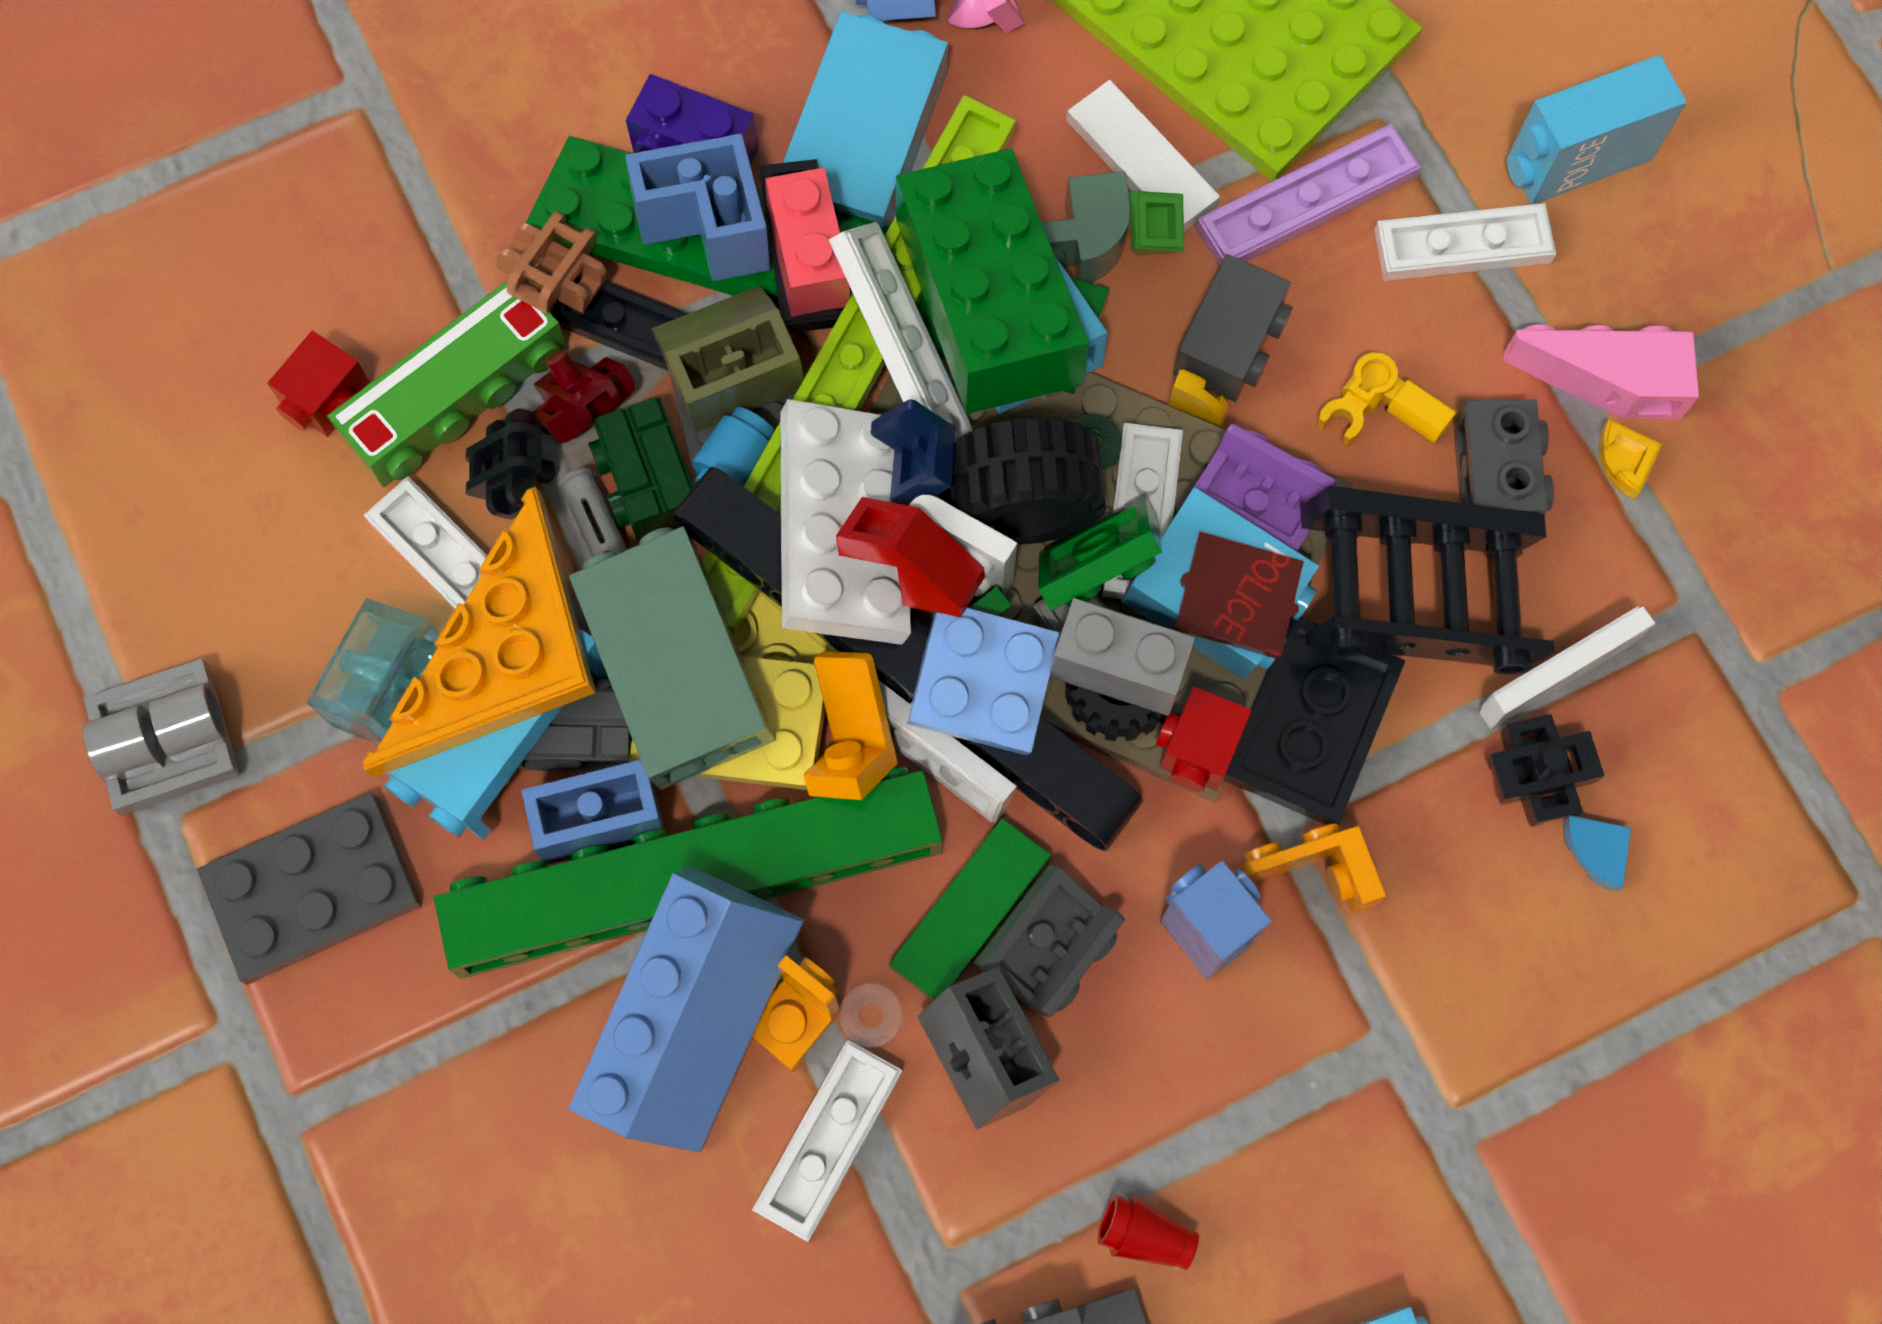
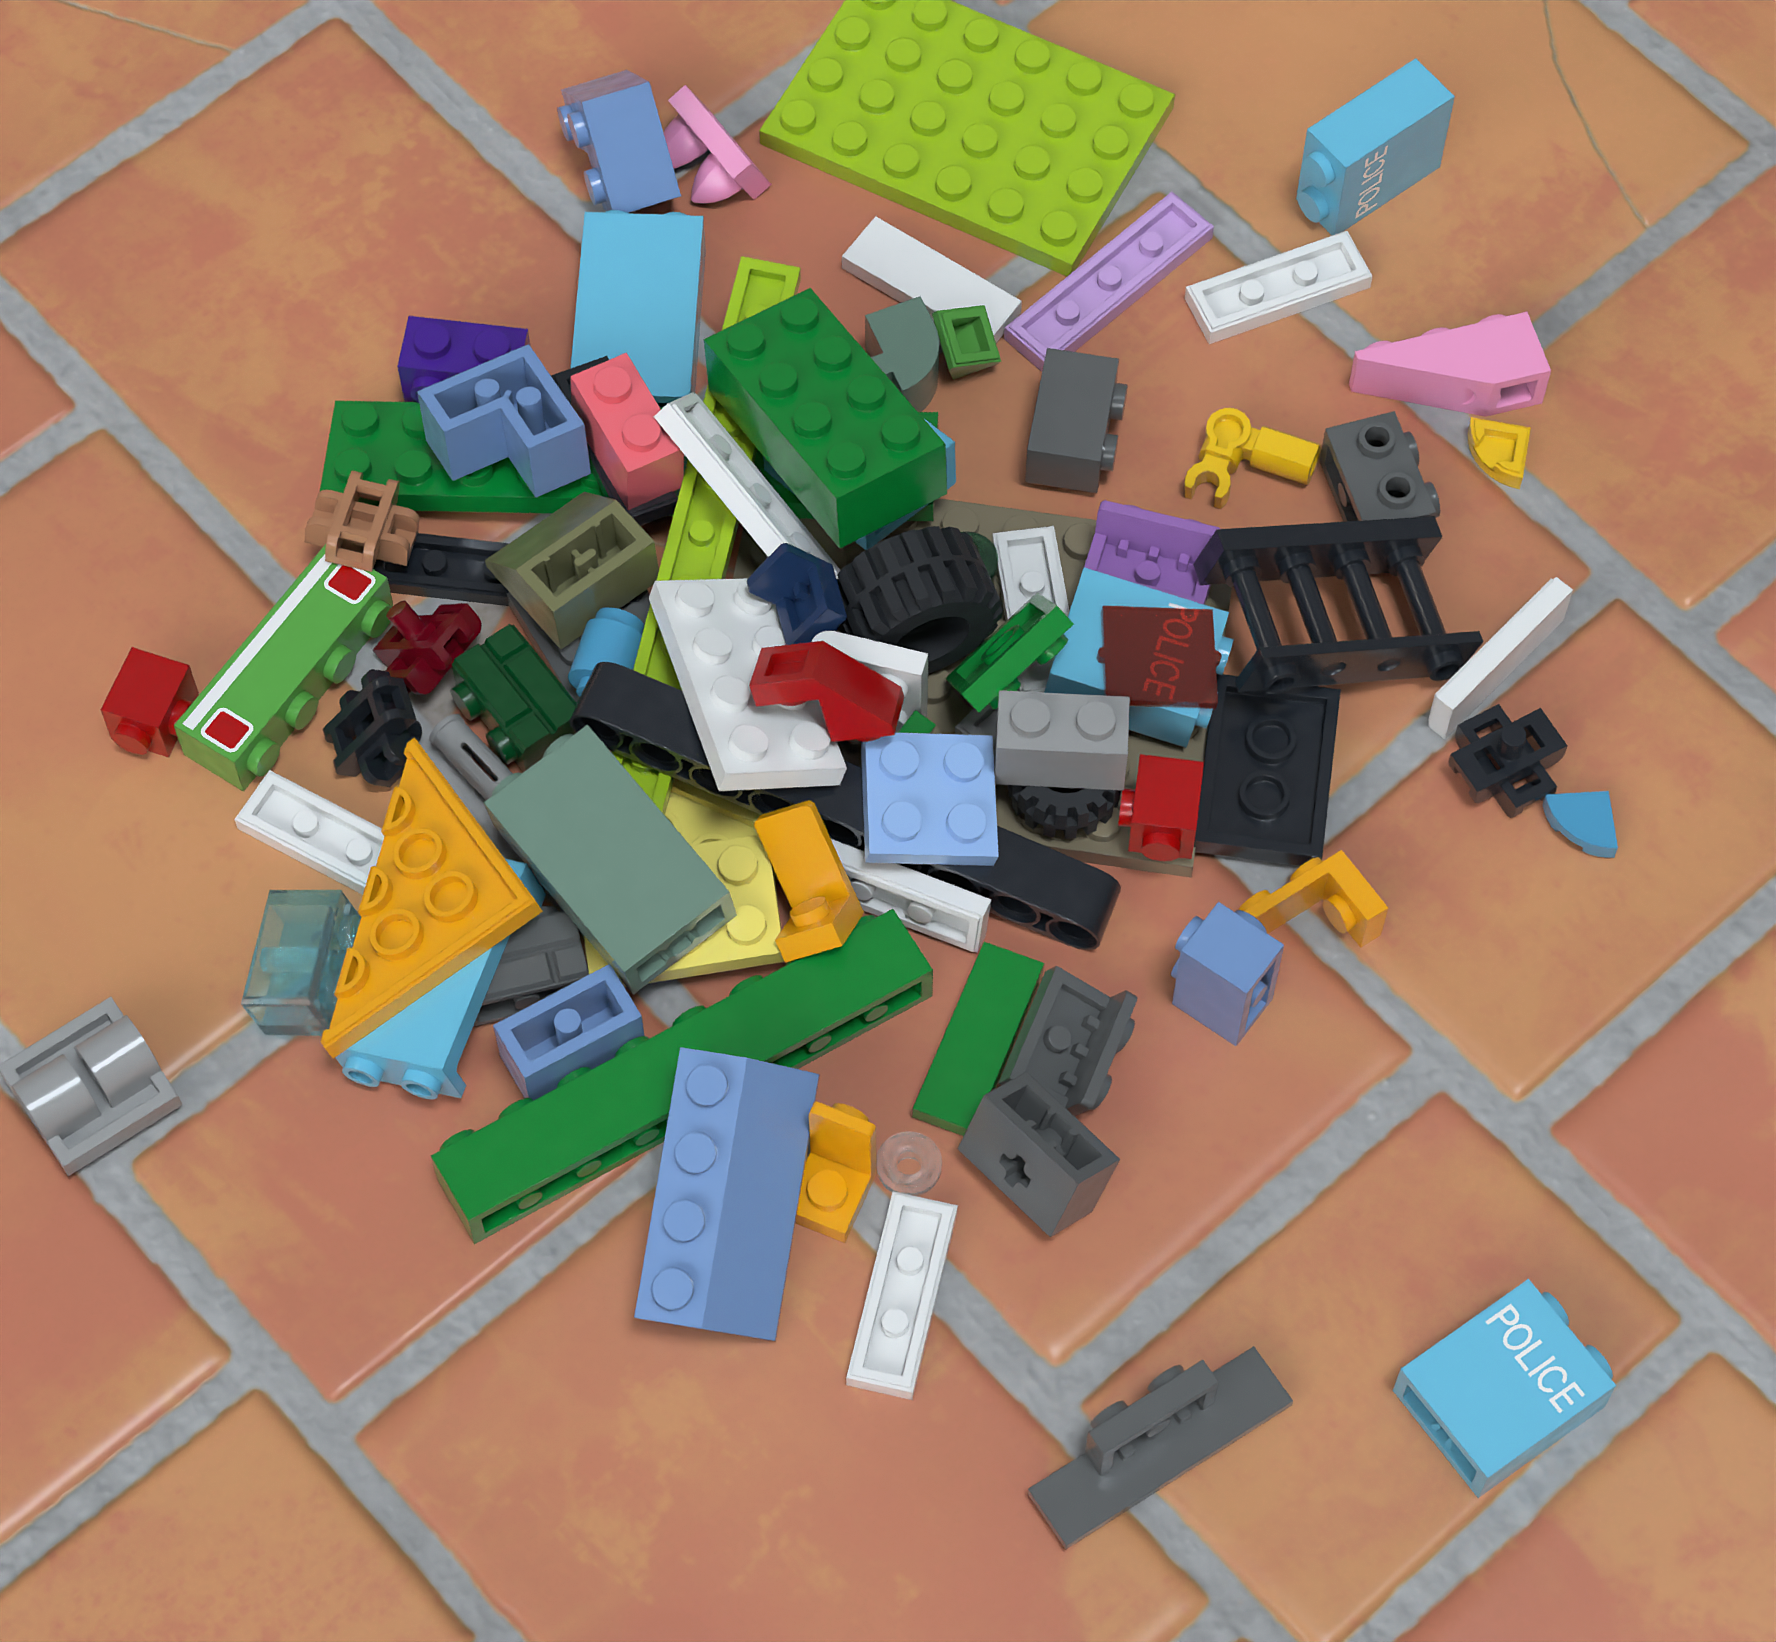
camera: 15 degrees left, 10 degrees down
(308, 888) = (289, 1195): dark grey plate -> none
(1146, 1234) = (1249, 1292): red cone -> none
(1190, 397) = (1055, 497): yellow tile -> none

